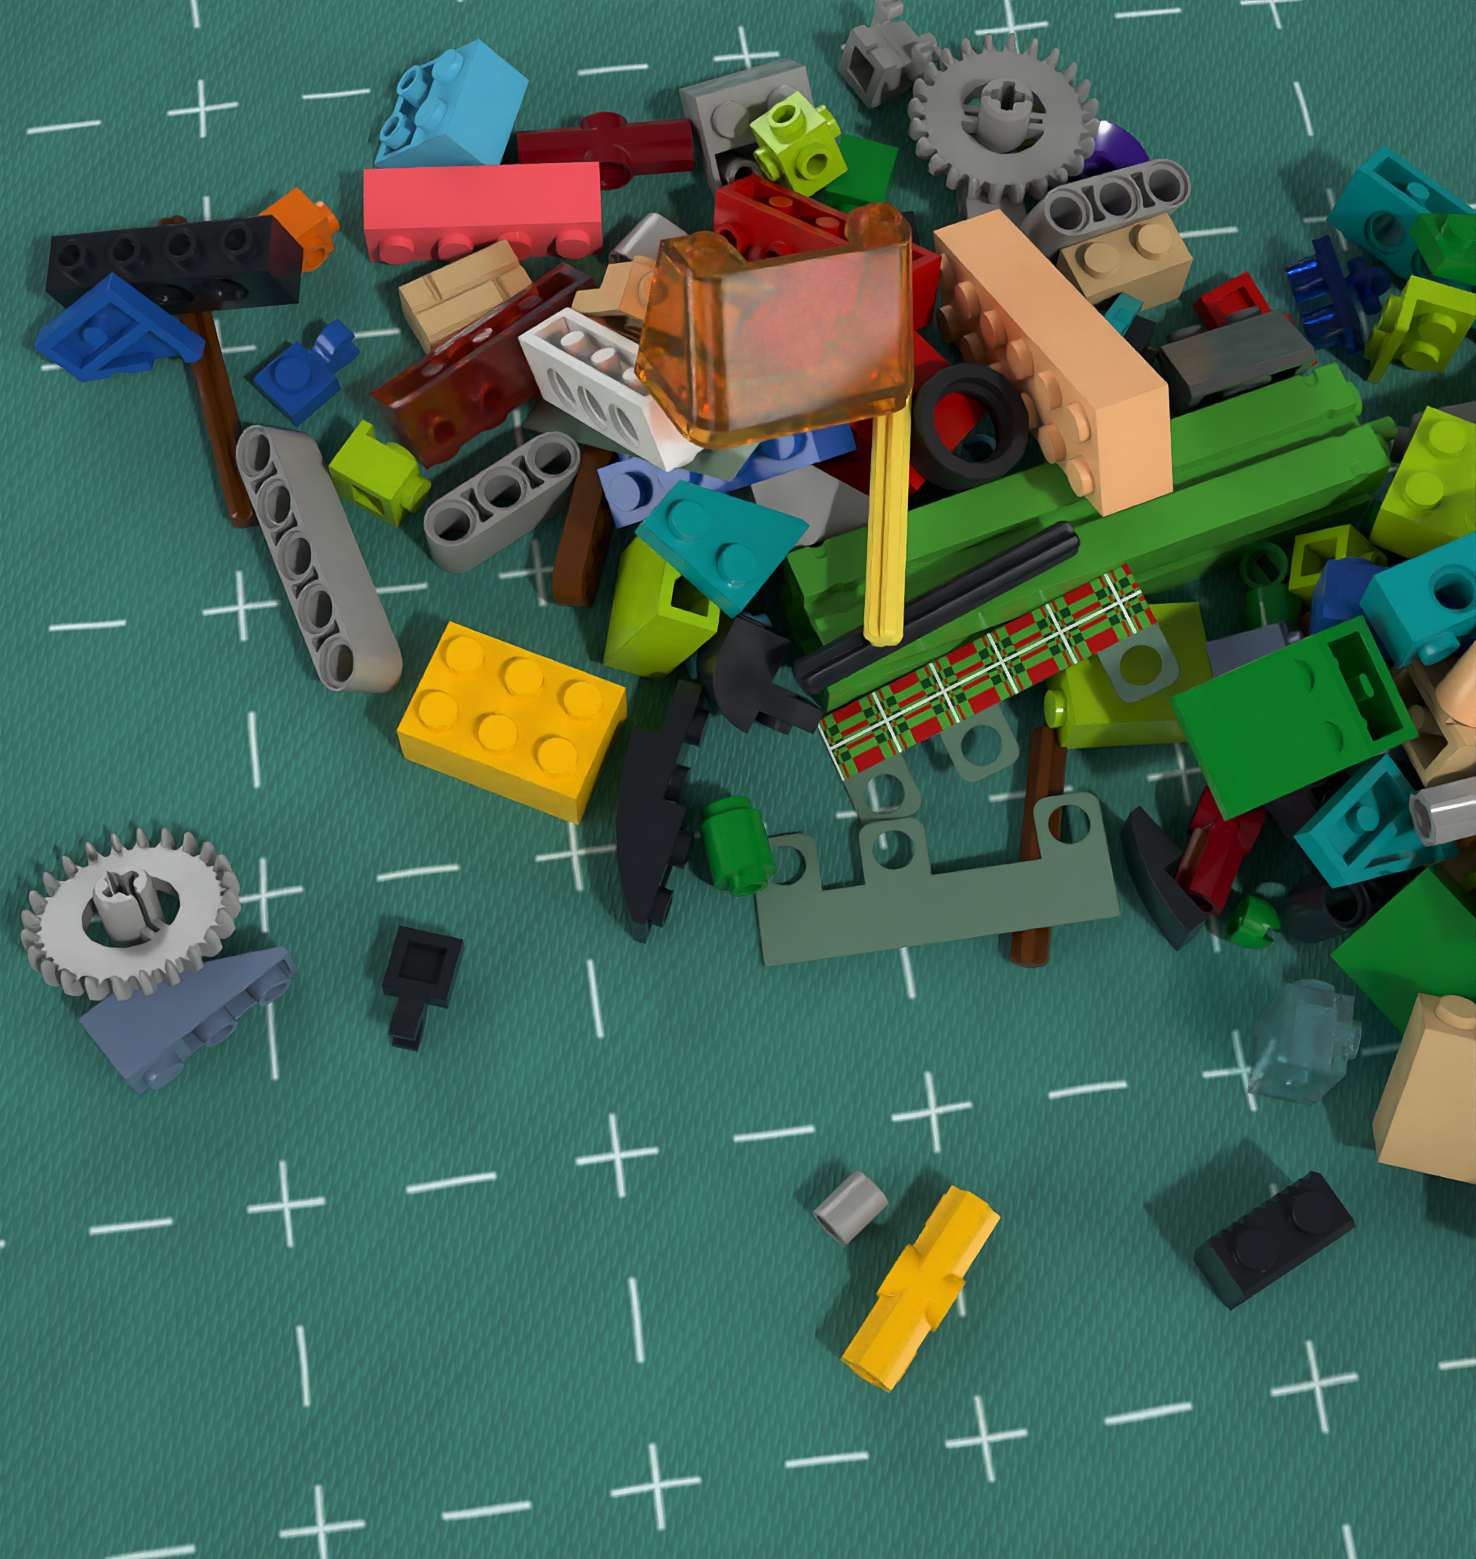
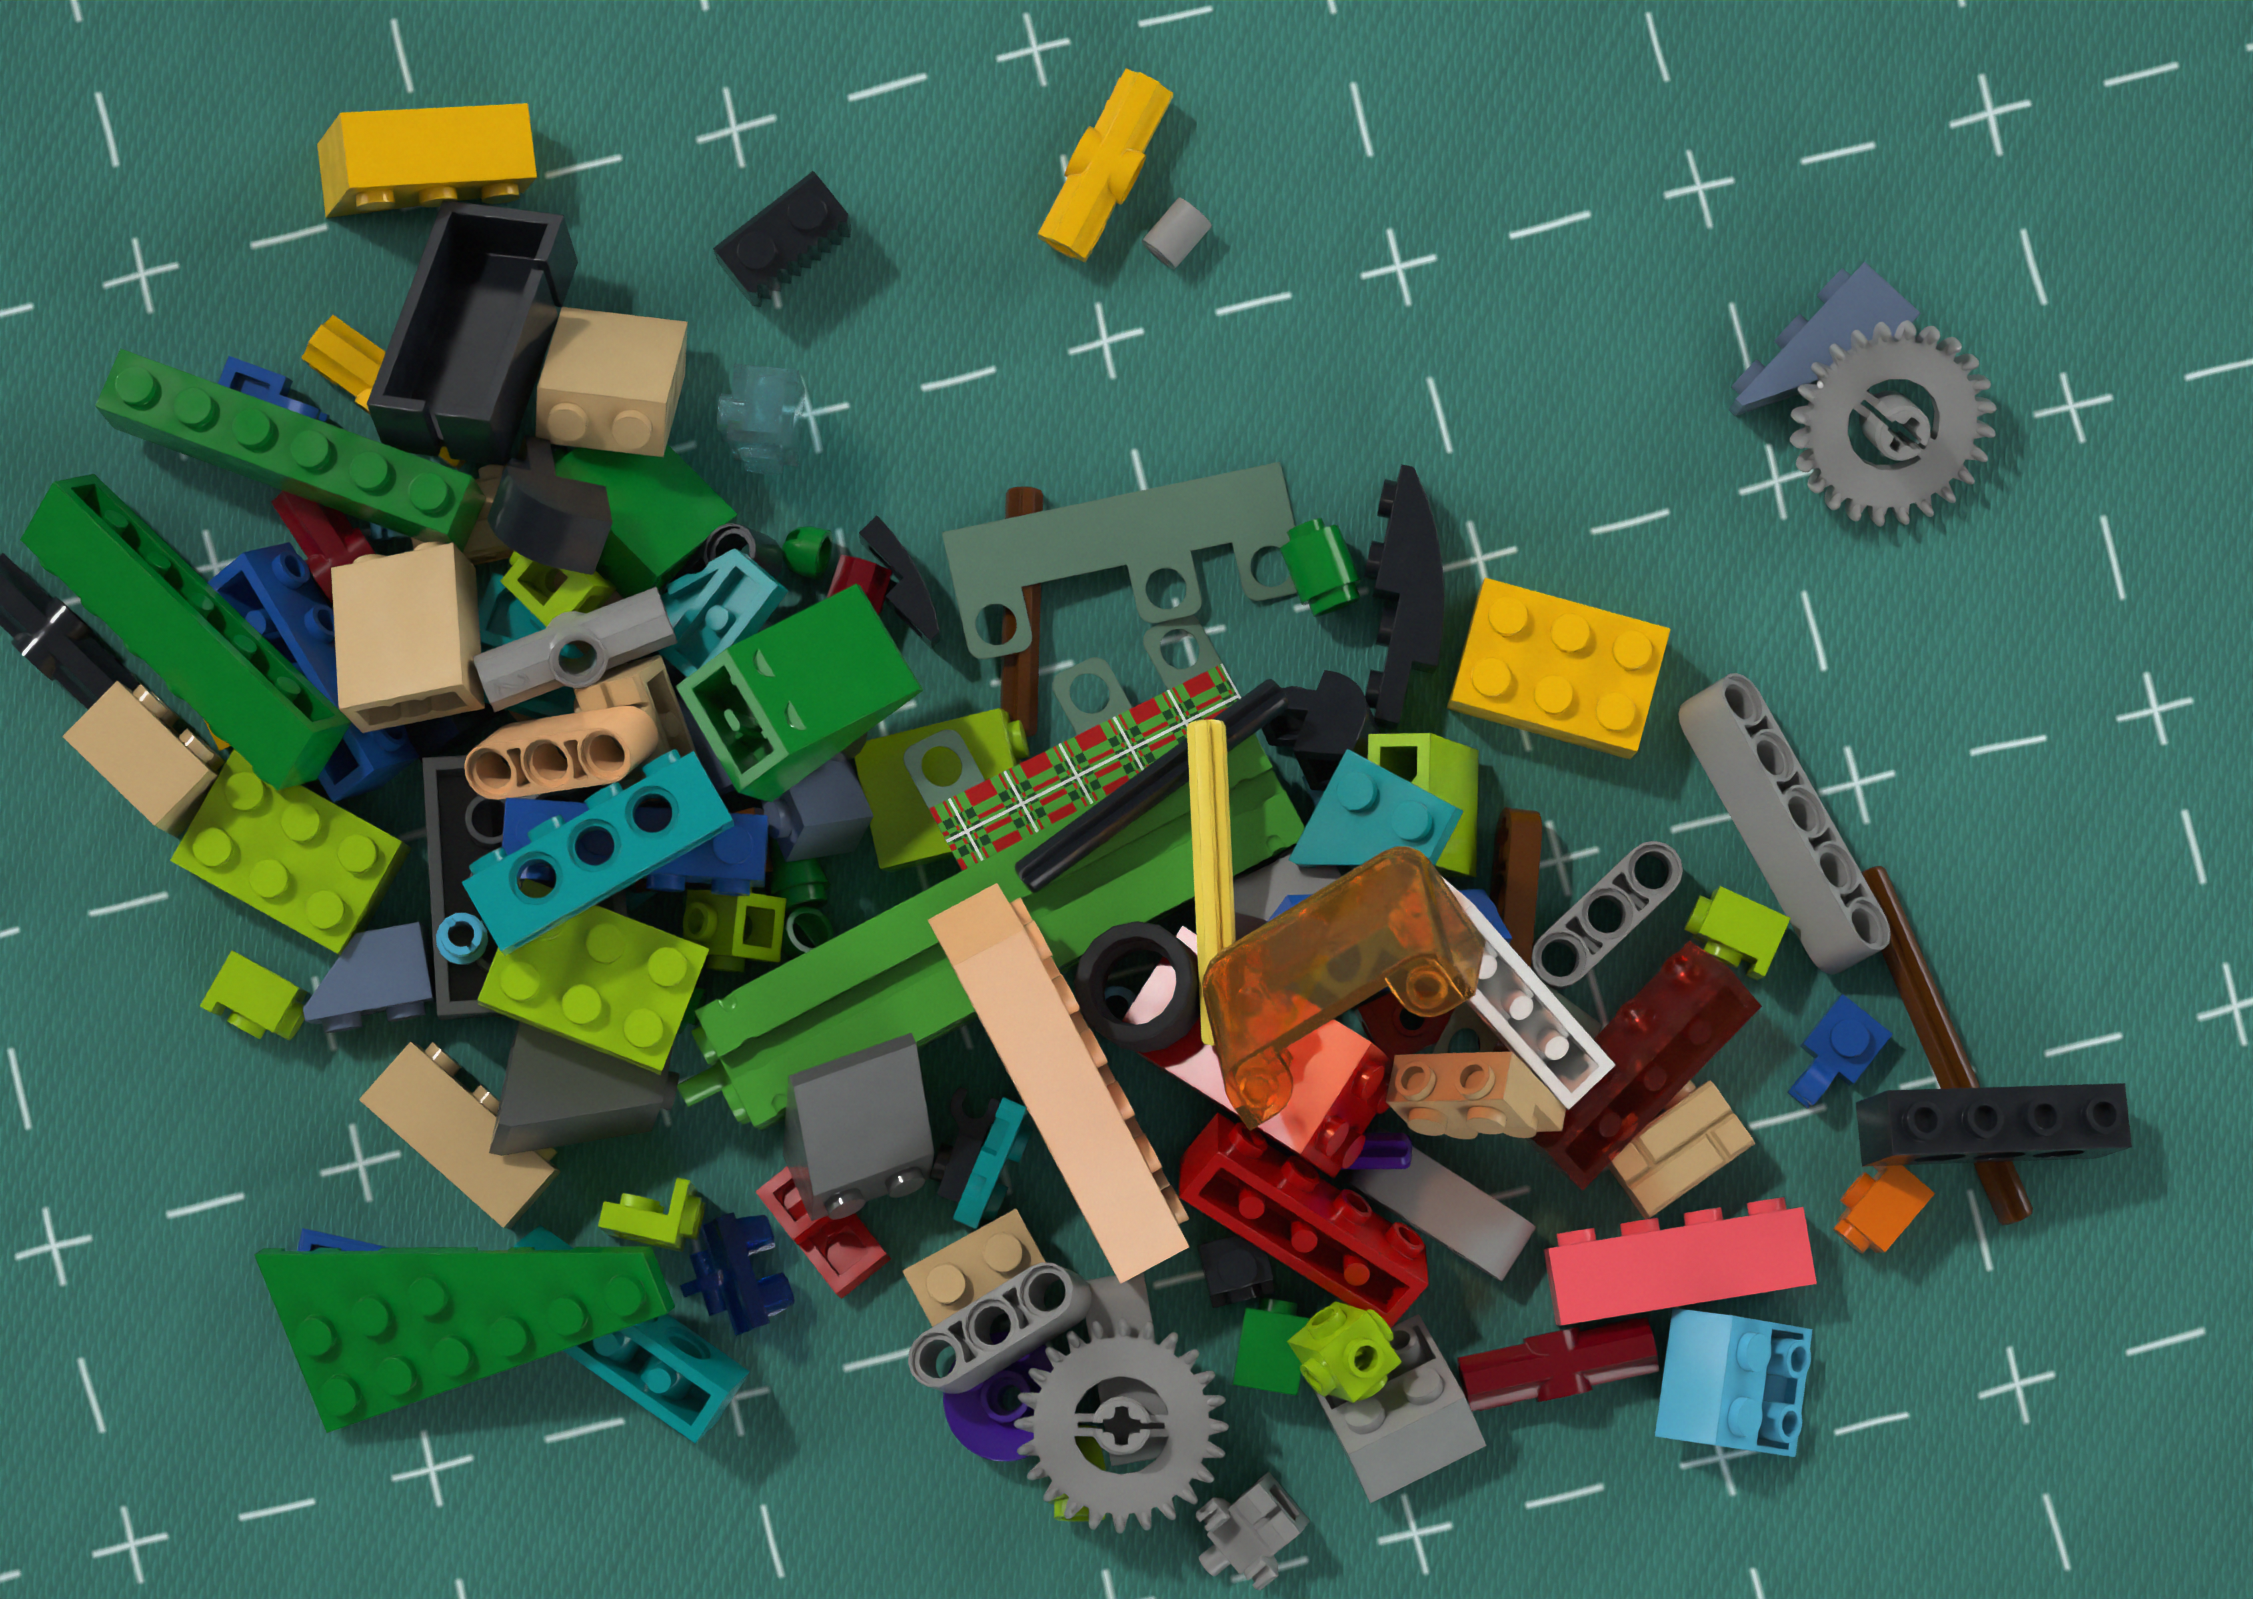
camera: 175 degrees right, 15 degrees up
(115, 332) = (2042, 1051): blue wing -> none
(420, 975) = (1608, 409): black plate -> none

